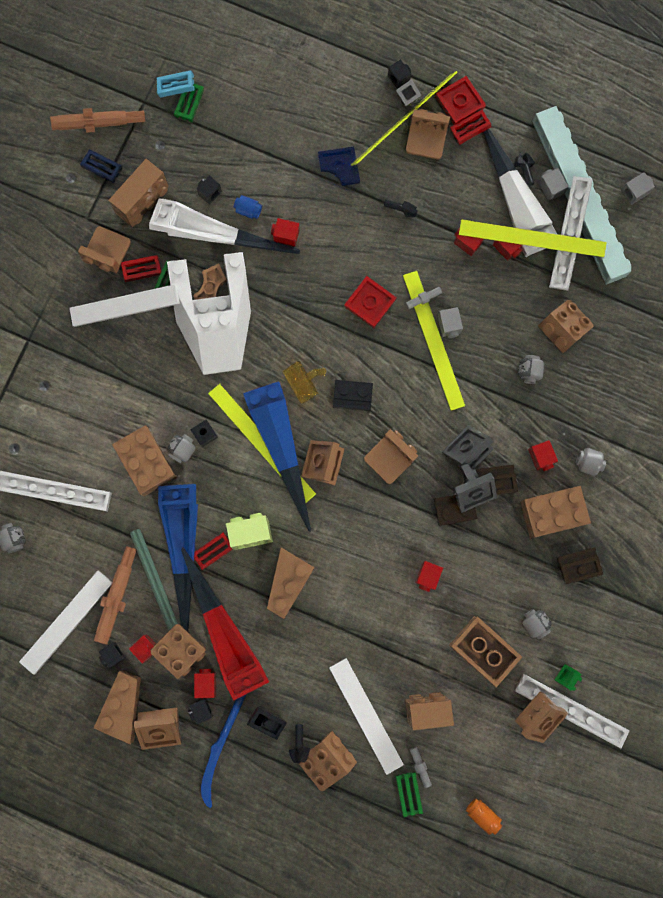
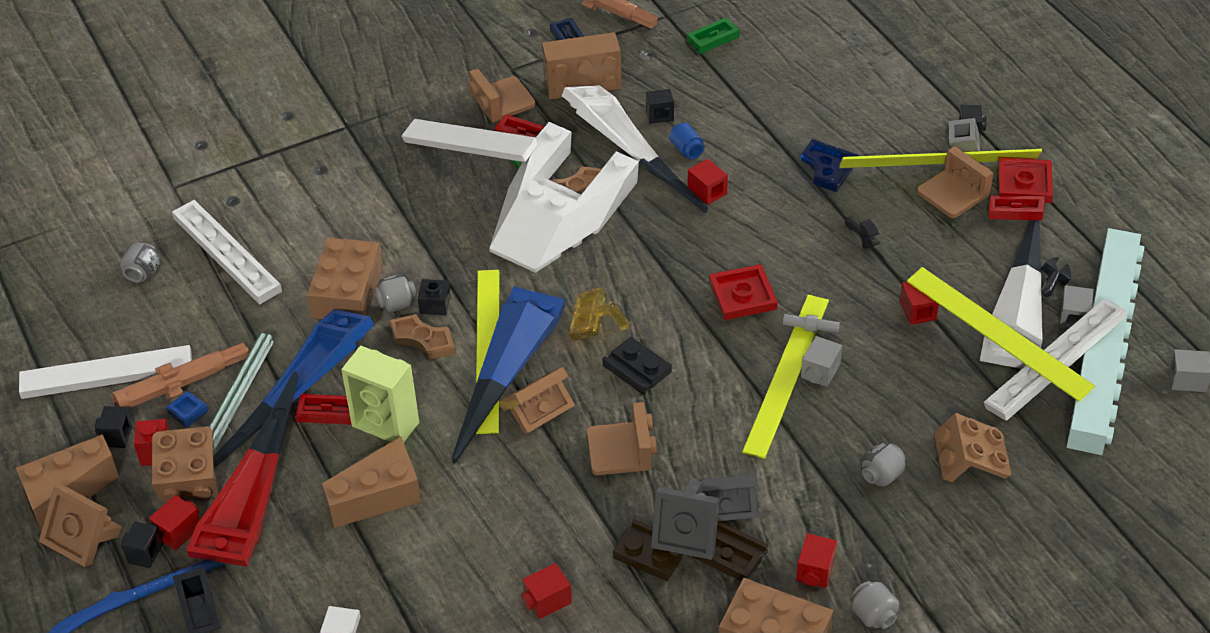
camera: 45 degrees right, 35 degrees down
(136, 610) = (187, 409): none -> blue tile
(175, 87) = (712, 13): medium azure tile -> none
(227, 462) = (431, 340): none -> medium nougat tile
(507, 249) = (963, 337): red brick -> none

